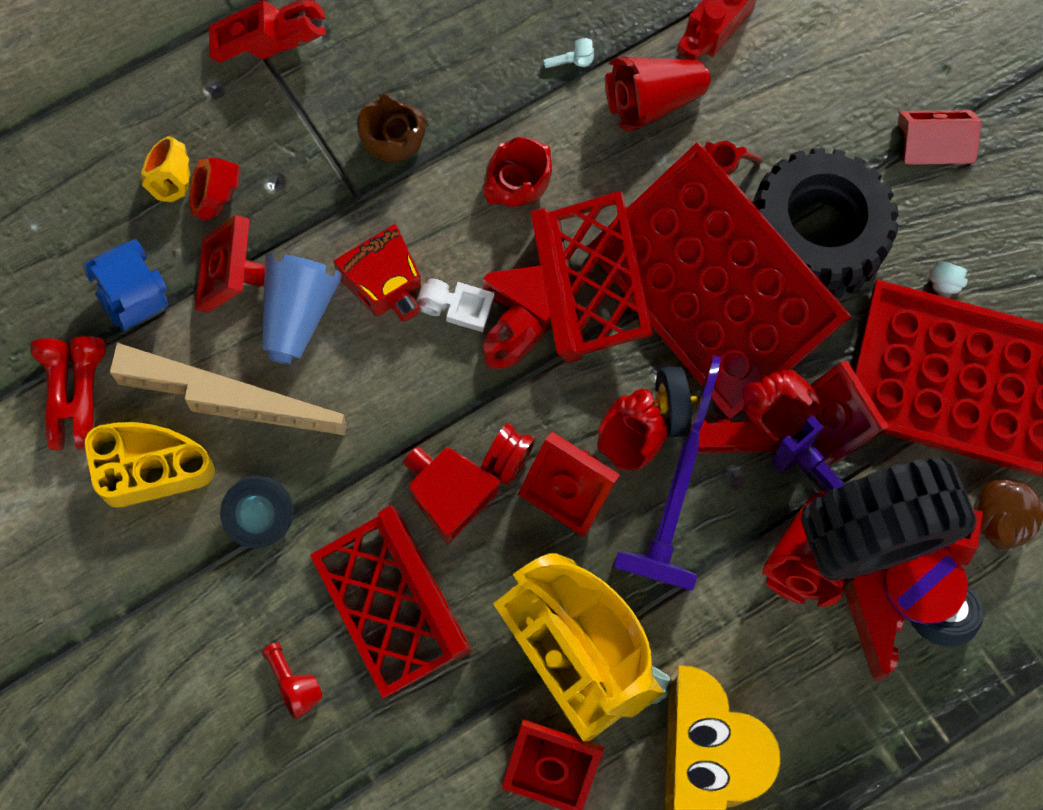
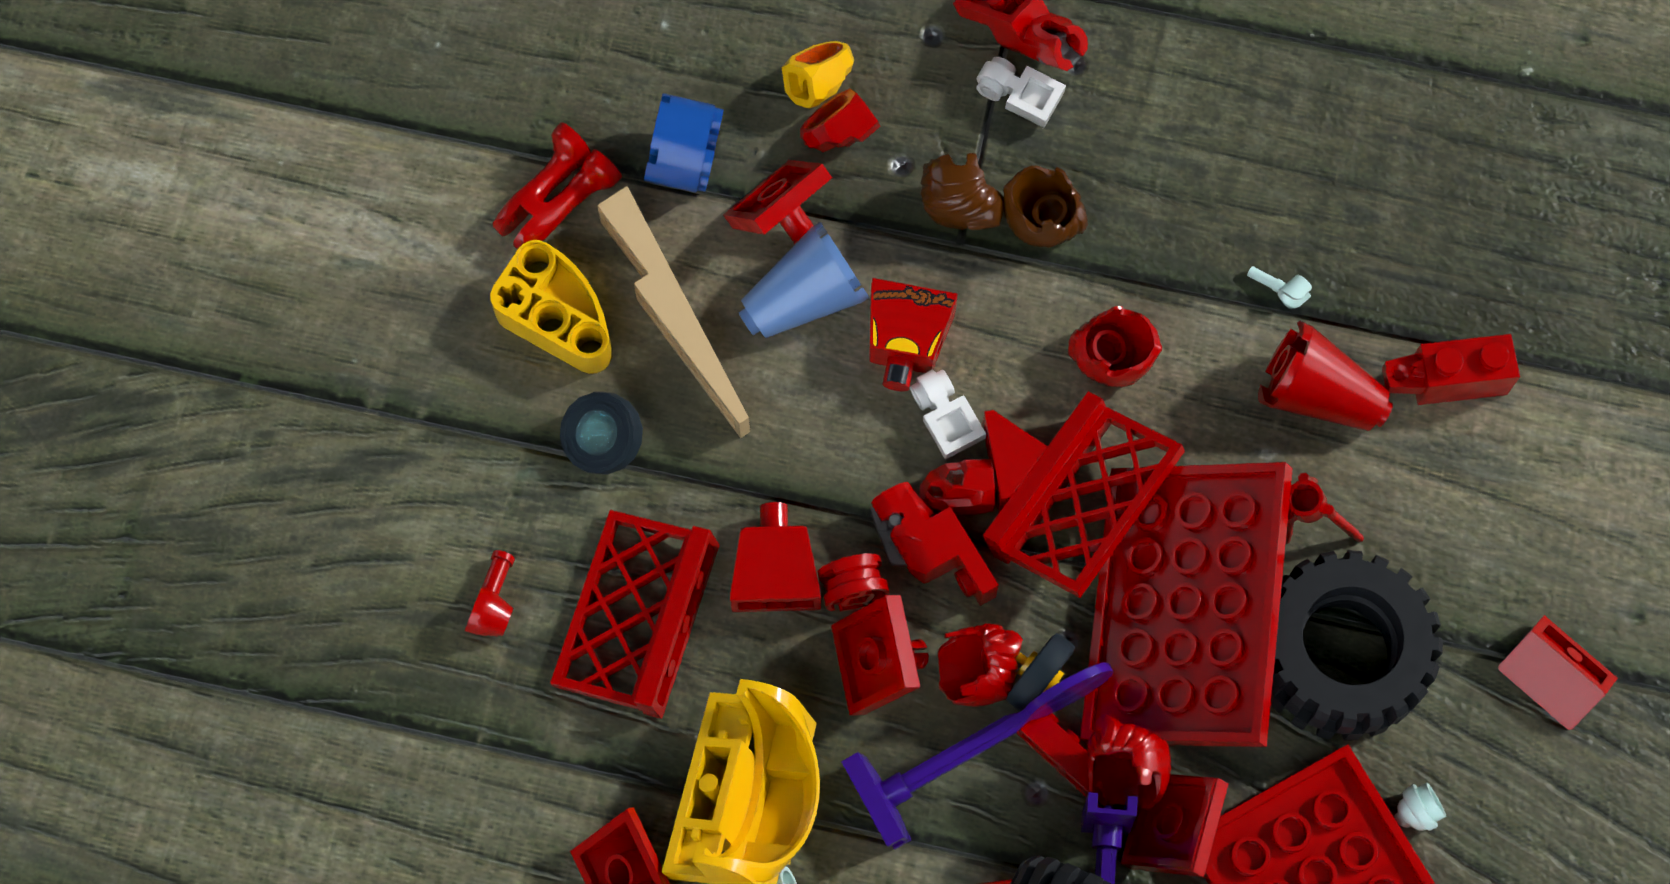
camera: 50 degrees right, 0 degrees up
(314, 69) = (1031, 95): none -> white plate
(334, 164) = (959, 194): none -> reddish brown hair
(529, 389) = (928, 543): none -> red plate

